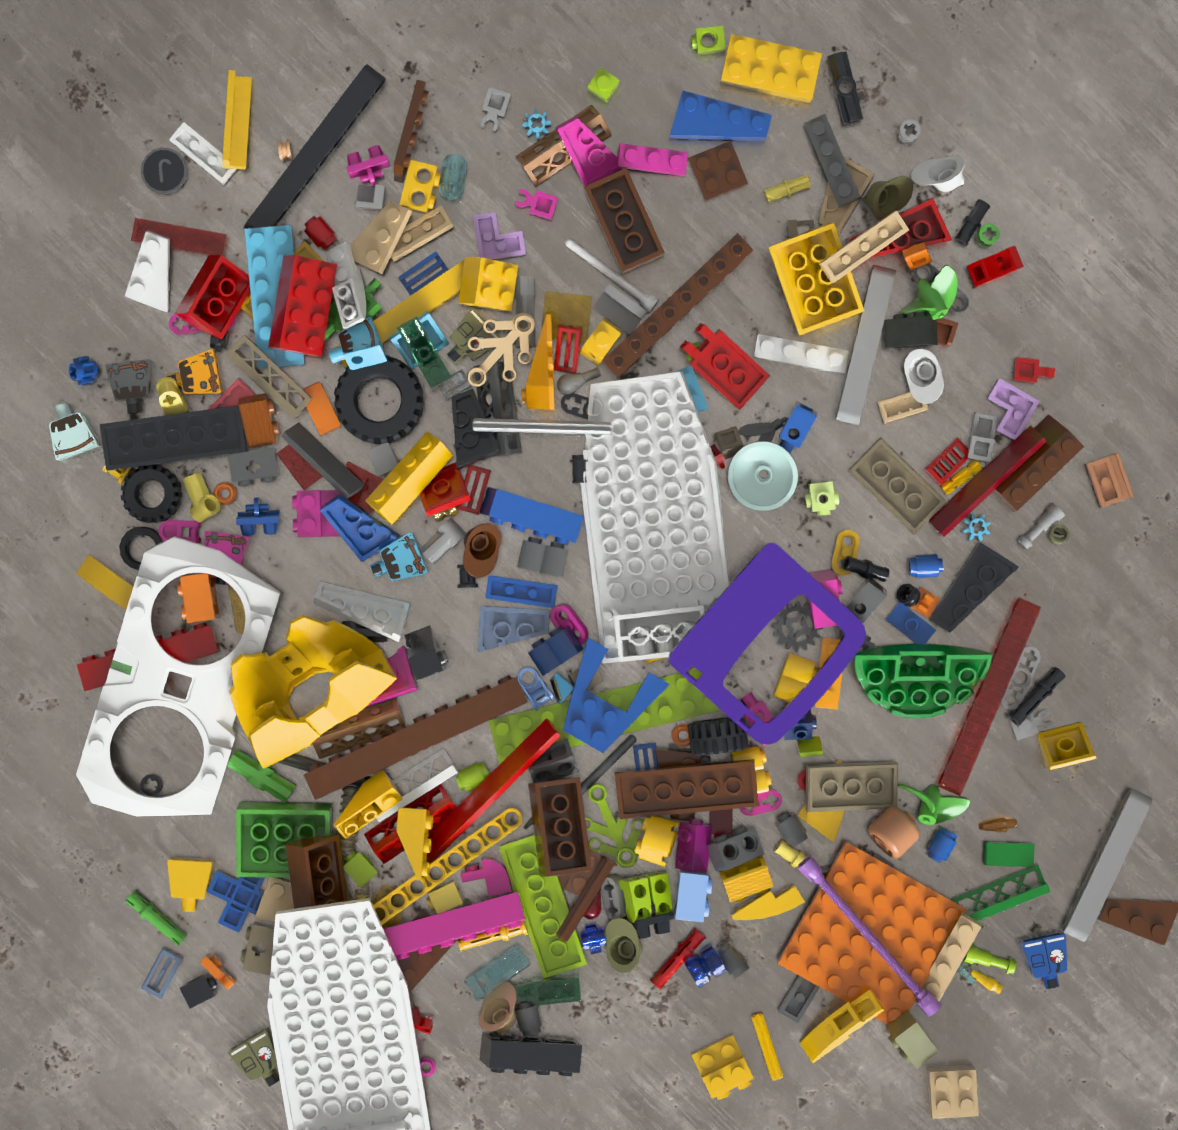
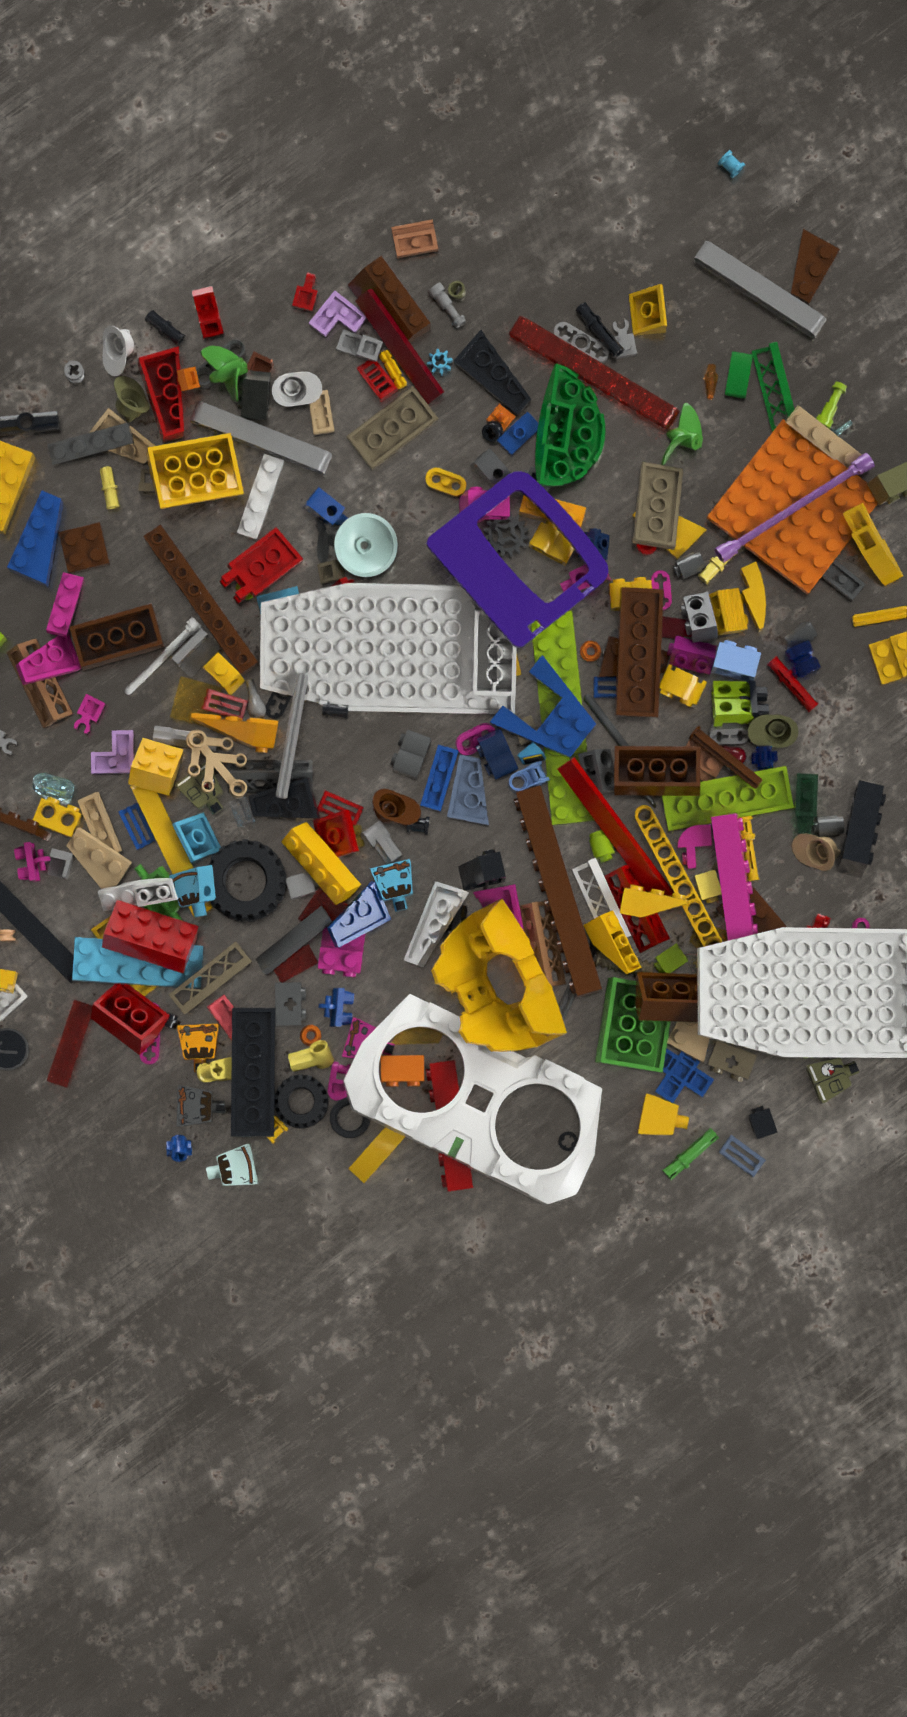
camera: 80 degrees left, 5 degrees down
(151, 273) = (99, 1073): white wing -> none
(214, 966) = (742, 1105): orange plate -> none
(258, 420) = (248, 993): dark orange brick -> none
(261, 778) = (574, 1038): bright green piece -> none
(320, 232) = (85, 914): red brick -> none
(321, 409) = (246, 936): orange slope -> none
(423, 352) = (209, 833): clear green slope -> none
(497, 972) = (783, 848): clear light blue plate -> none
(531, 514) = (370, 758): blue wedge -> none
(537, 130) = (11, 705): medium azure gear -> none
(613, 831) = (668, 724): lime plant -> none
(716, 736) = (595, 618): black tyre -> none
(809, 747) = (617, 539): lime slope -> none
(825, 489) = (389, 489): yellowish green brick -> none
(863, 246) = (172, 423): tan plate -> none
(865, 568) = (463, 465): black pin -> none
(894, 831) = (704, 473): nougat head -> none
(925, 565) = (468, 412): blue brick -> none
(942, 845) = (722, 433): blue brick -> none
(989, 982) = (852, 409): yellow piece -> none
(992, 229) = (173, 311): bright green bush -> none
(1046, 957) = (835, 354): blue torso -> none

